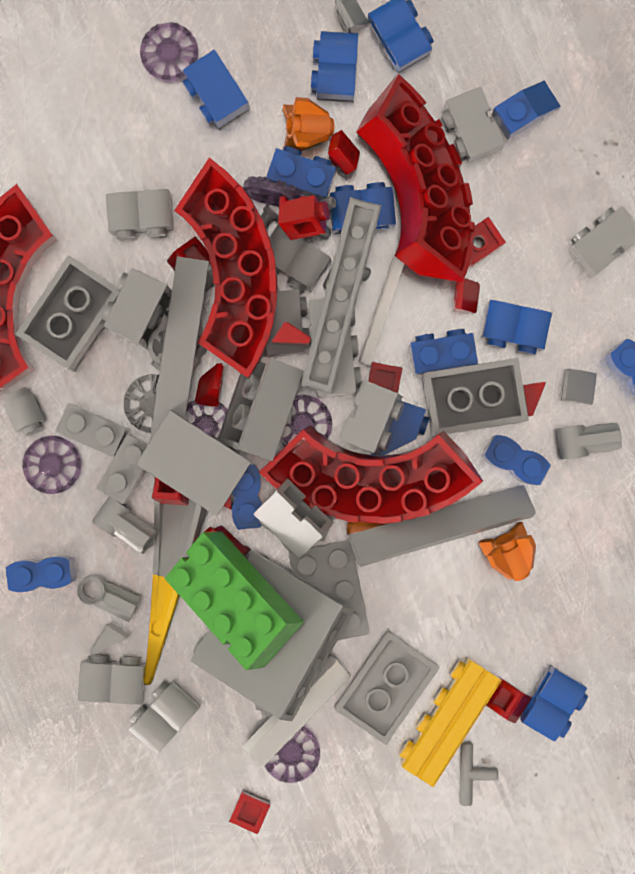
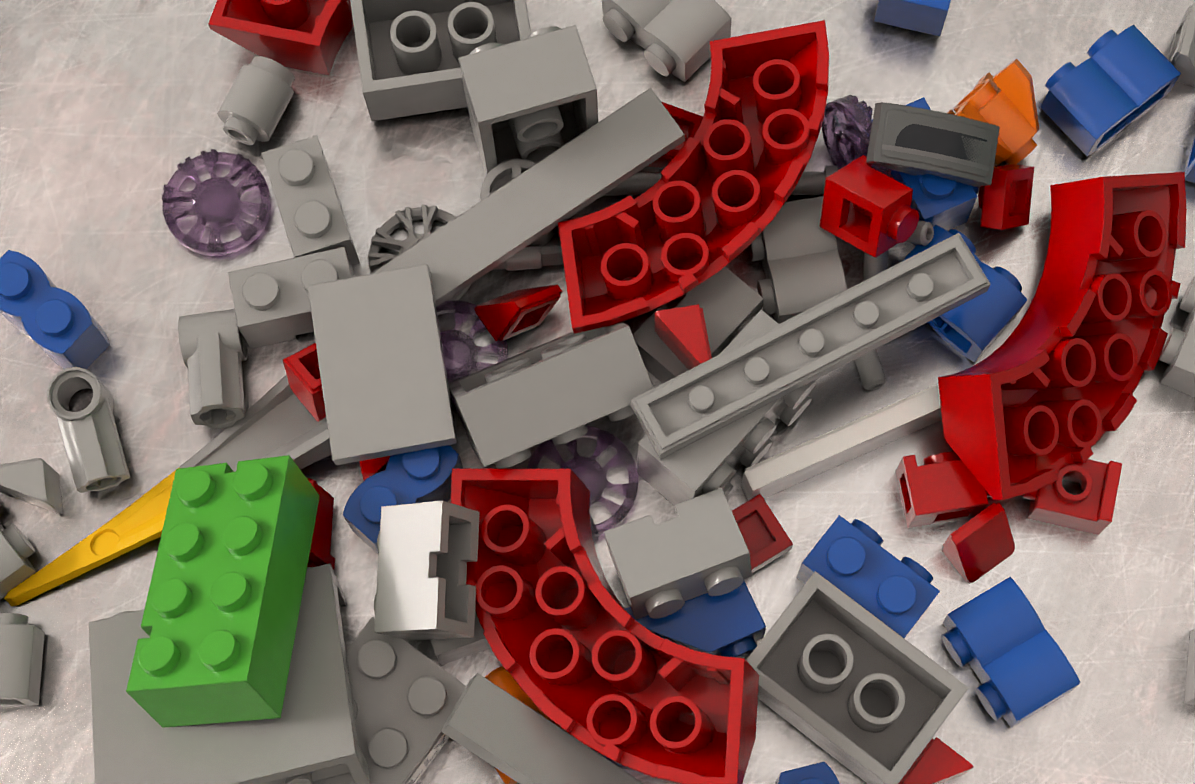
camera: 50 degrees right, 15 degrees down
(302, 168) = (932, 143): none -> dark grey slope
(432, 293) = (939, 490): none -> red brick

